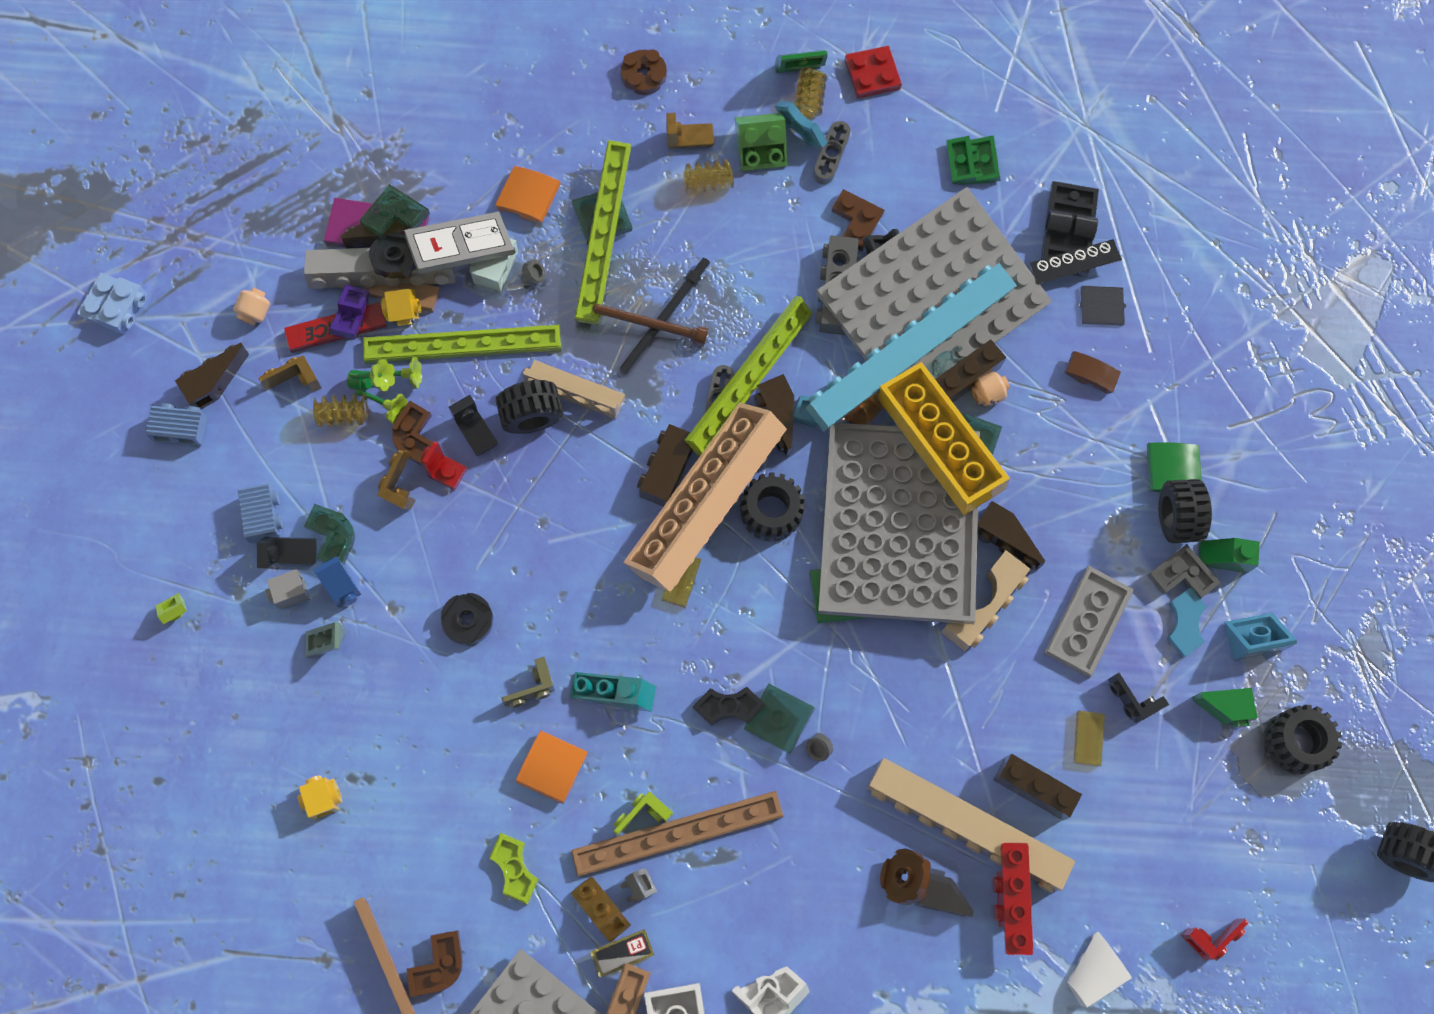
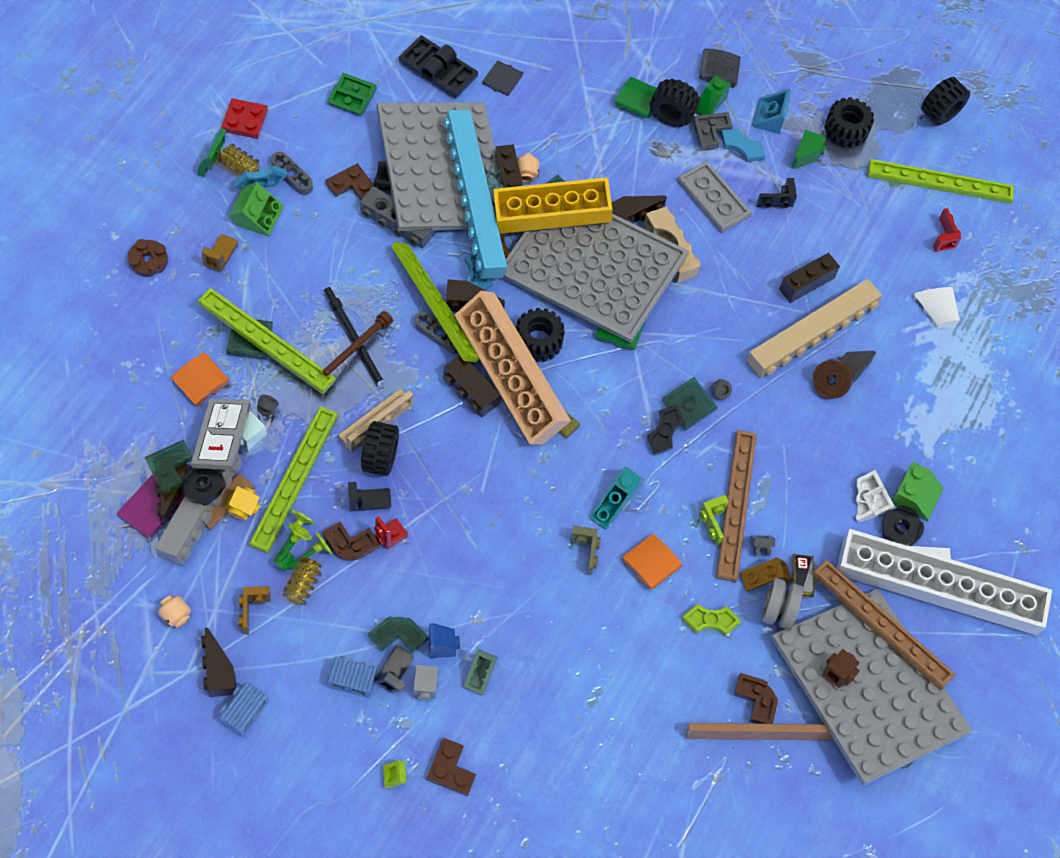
camera: 65 degrees left, 10 degrees down
(113, 303) = (104, 717): light blue plate -> none
(200, 658) = (446, 773): none -> reddish brown plate
(318, 331) = (227, 561): red tile -> none
(319, 797) = (598, 726): yellow brick -> none
(350, 312) = (224, 541): dark purple slope -> none
(396, 496) = (380, 574): pearl gold bracket -> none
(470, 633) = (511, 580): black plate -> none
(562, 939) = (779, 602): none -> light grey wheel
(707, 175) = (263, 255): clear yellow piece -> none
(1014, 899) = (875, 325): red bracket -> none
(1075, 261) = (465, 74): black sticker -> none
(1089, 738) = (790, 236): clear yellow tile -> none
(1093, 371) = (546, 106): reddish brown slope -> none
(1284, 543) = (720, 64): none -> clear smoke slope
(1295, 900) = (940, 181): none -> lime tile

